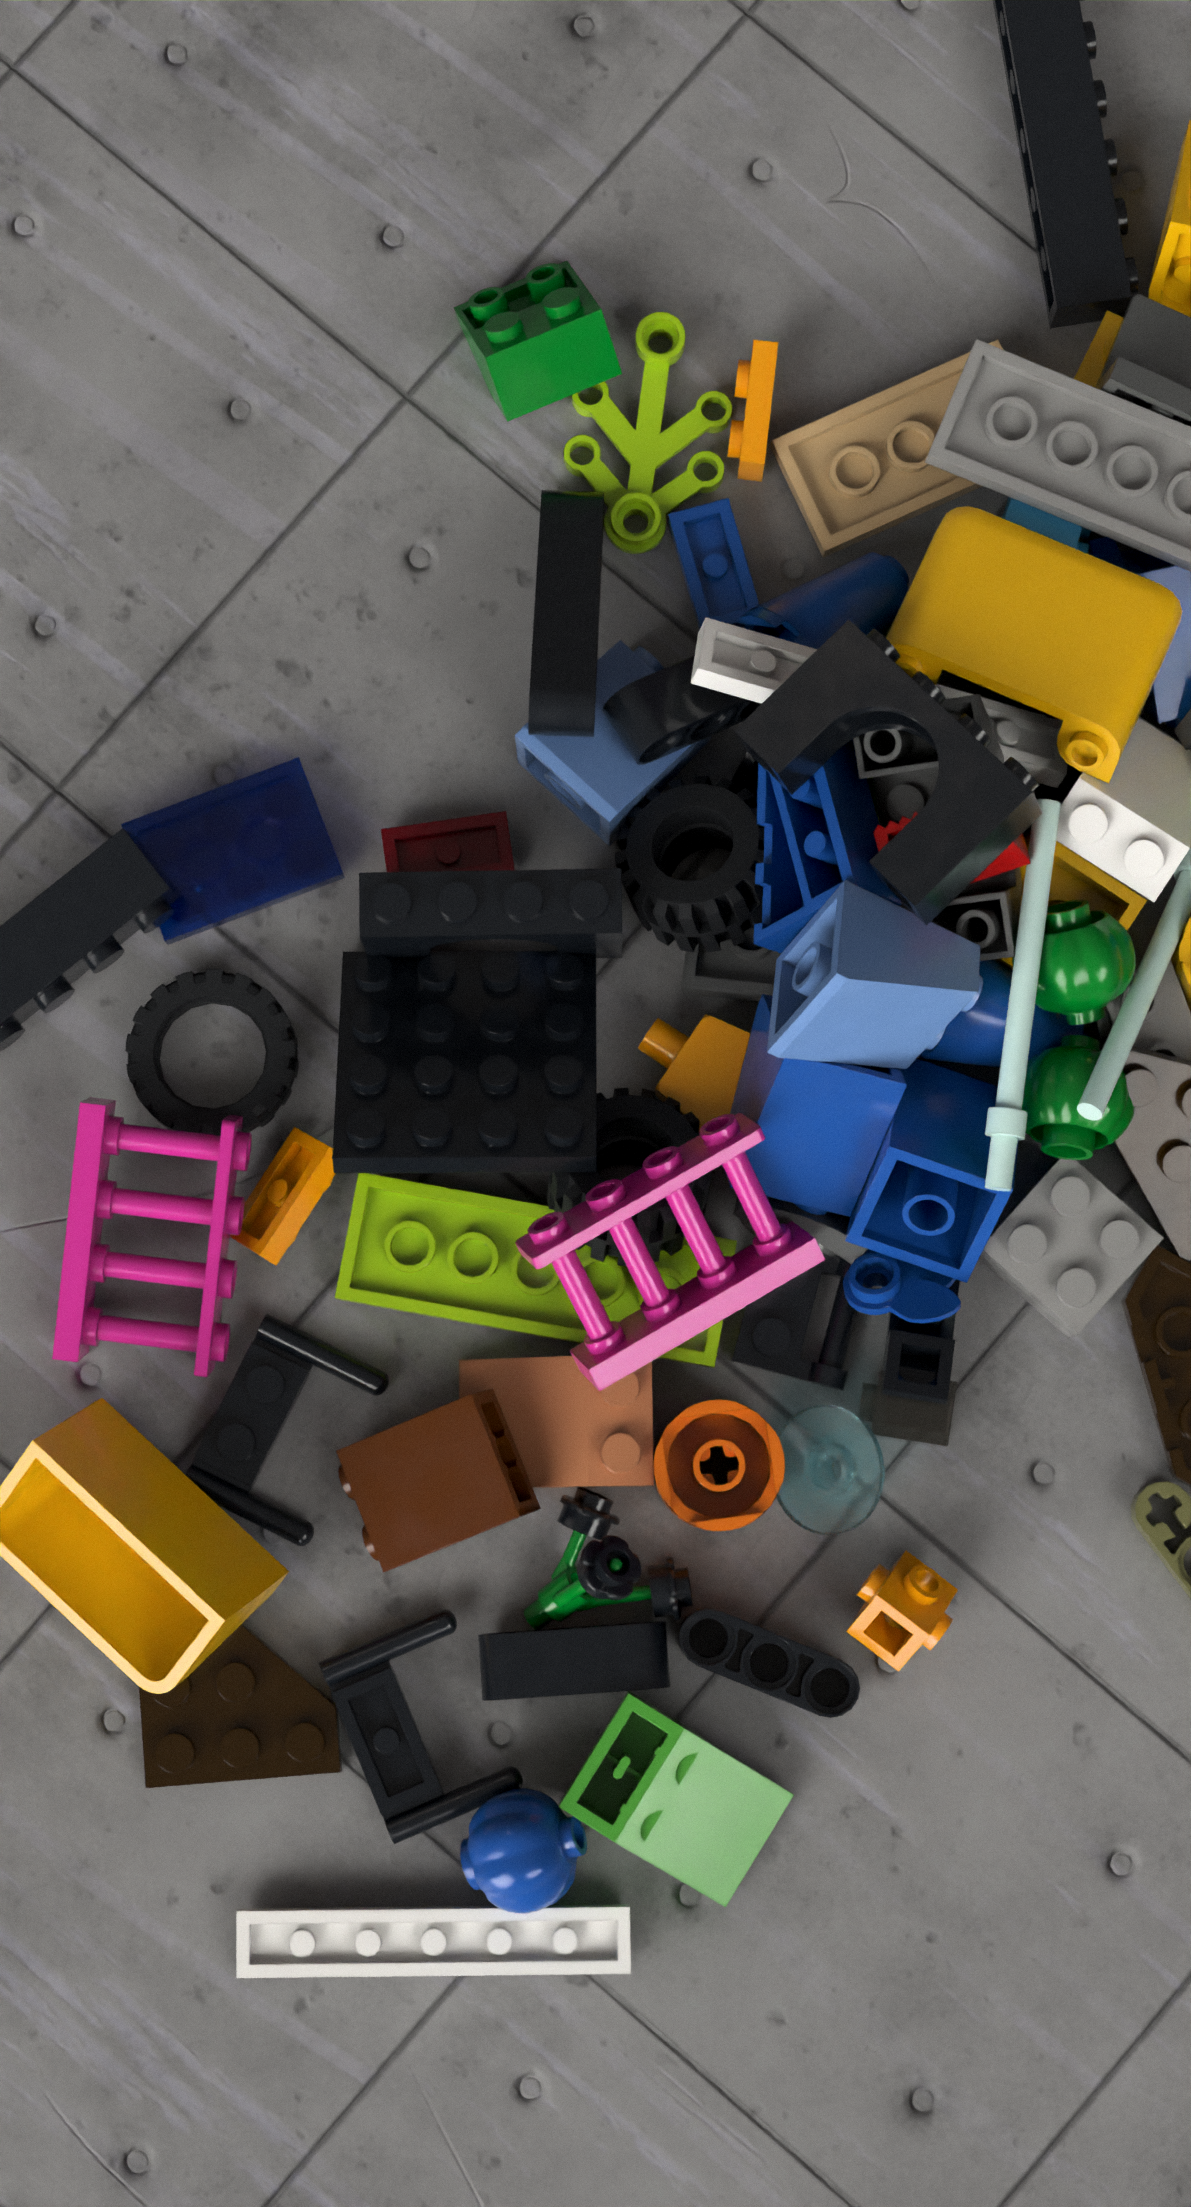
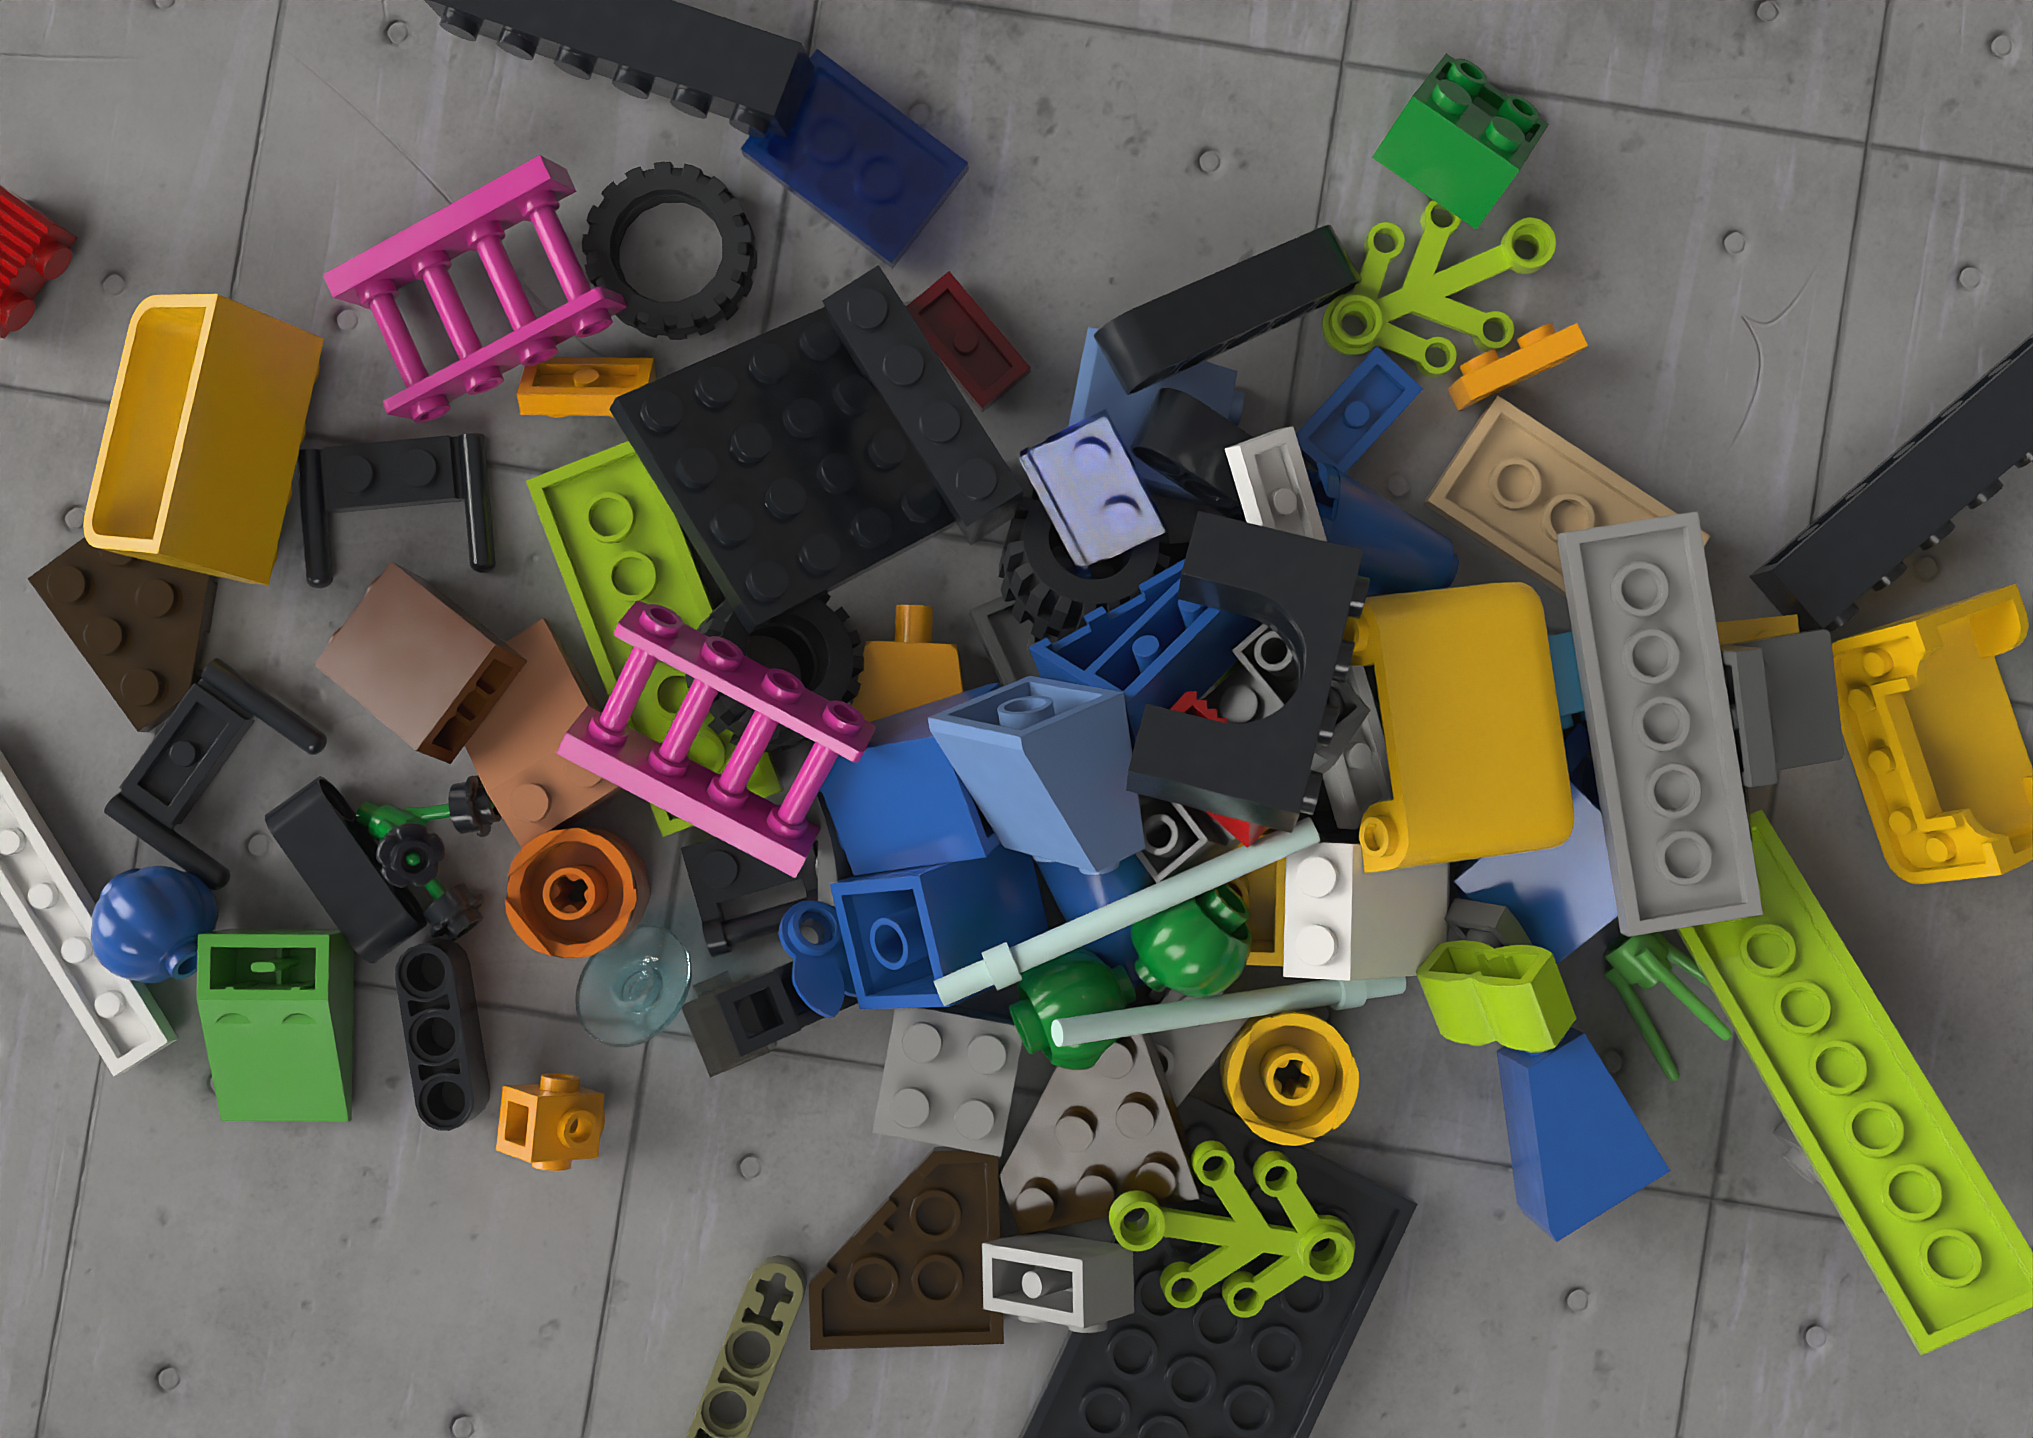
camera: 60 degrees right, 5 degrees up
(653, 814) = (1092, 490): none -> clear blue plate

